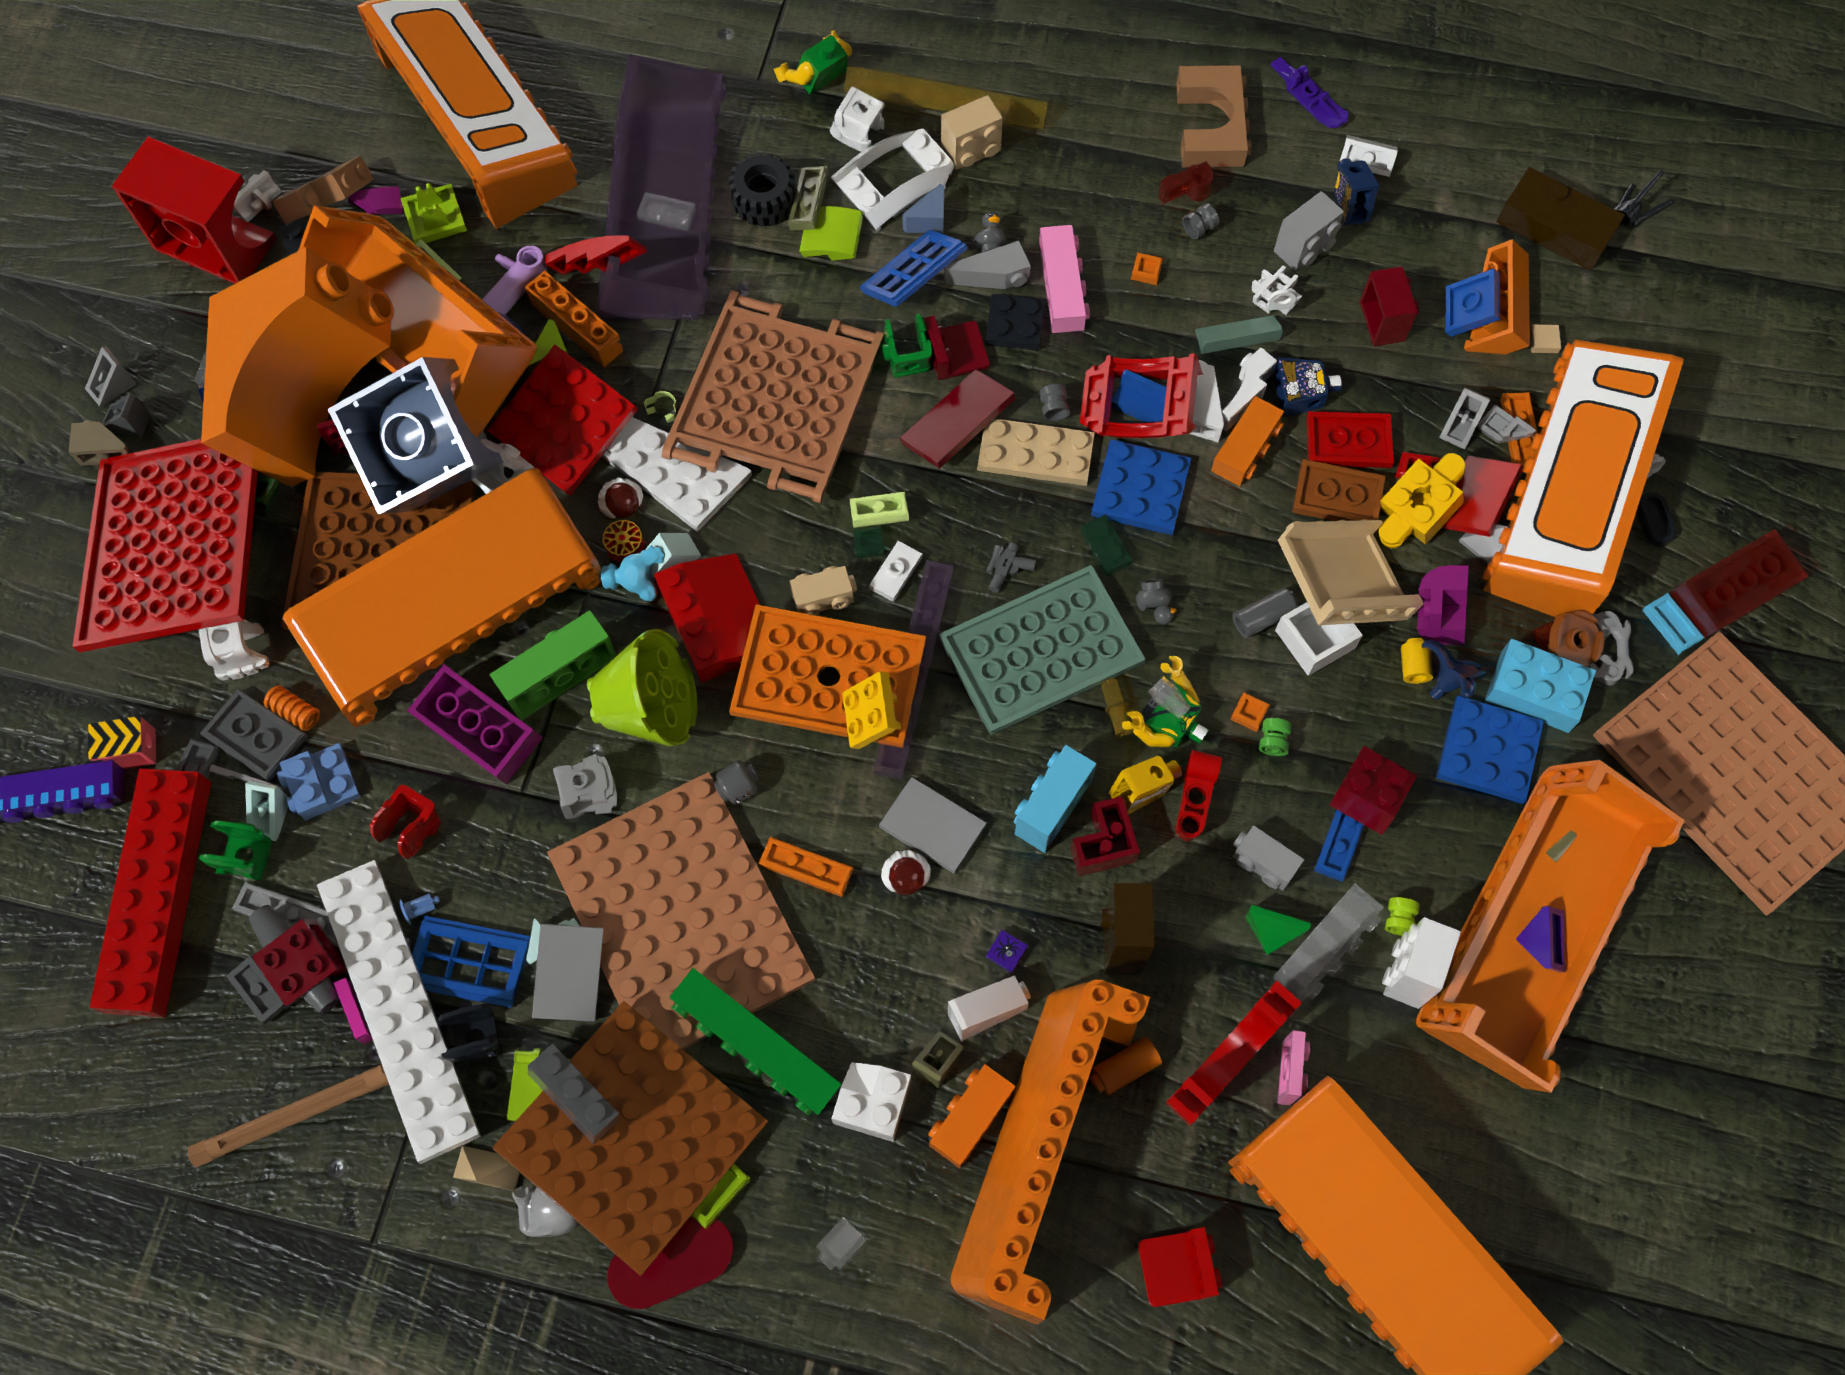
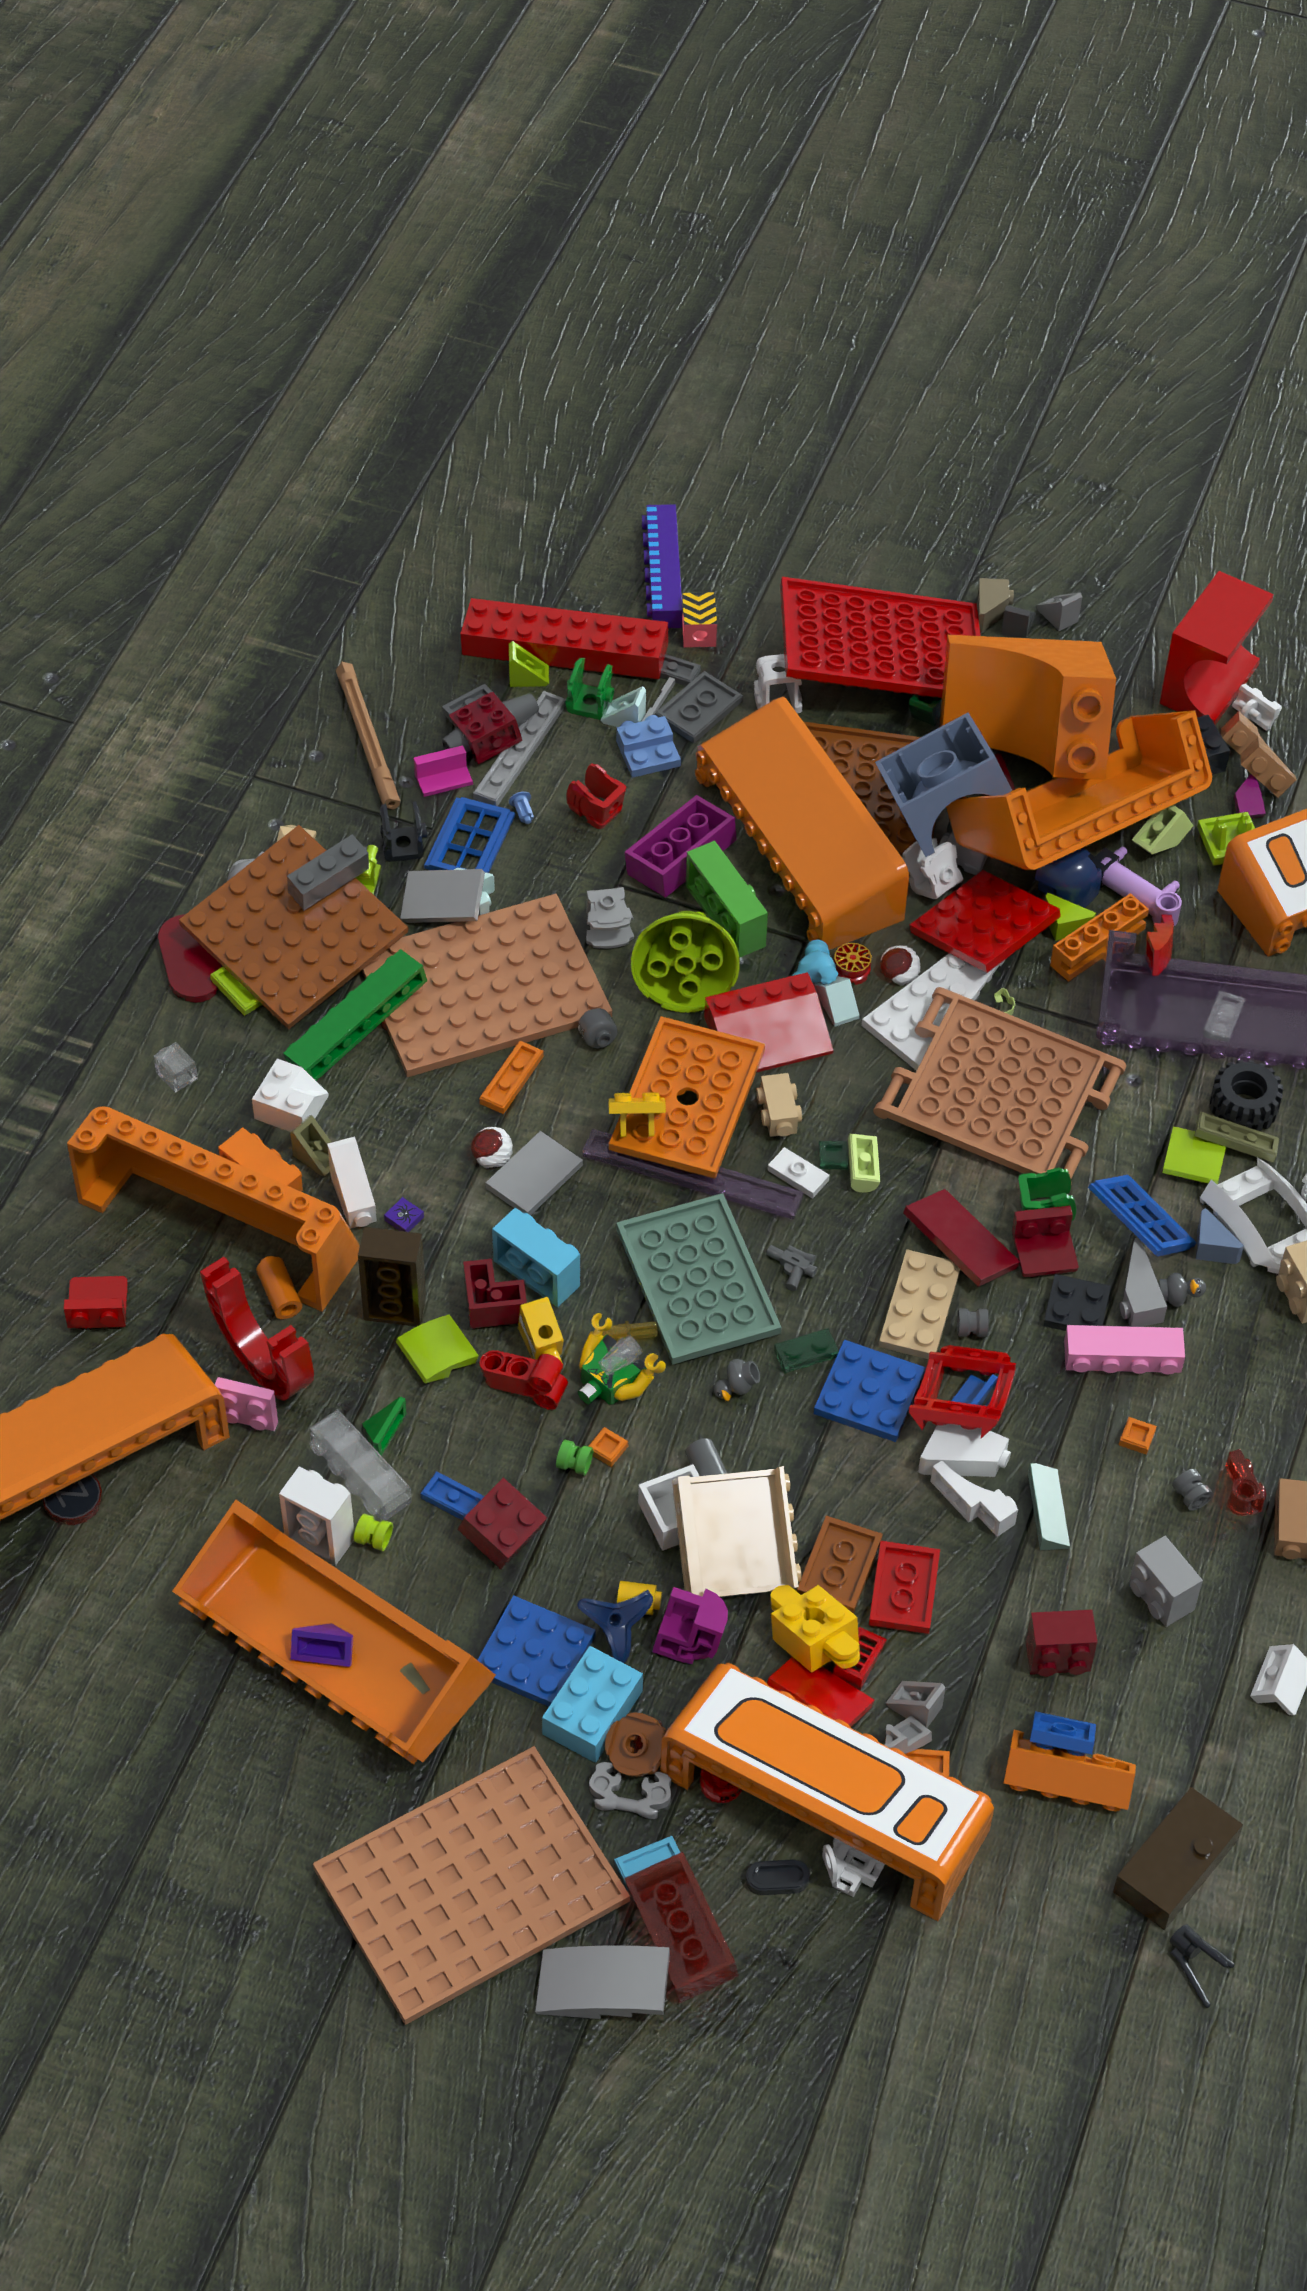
camera: 95 degrees right, 15 degrees down
(198, 933) = (526, 668): none -> lime slope
(291, 708) = (720, 722): orange piece -> none
(398, 1012) = (435, 786): white plate -> none
(1176, 889) = (437, 1348): none -> lime slope
(1248, 441) = (910, 1489): orange brick -> none
(1266, 858) = (452, 1429): light grey brick -> none
(1279, 297) = (1093, 1553): white piece -> none
(1303, 385) = (972, 1551): torso -> none
(1355, 191) = (1224, 1643): dark blue torso -> none
(1545, 338) = (1019, 1814): tan tile -> none
(1810, 641) = (603, 1981): none -> light grey slope

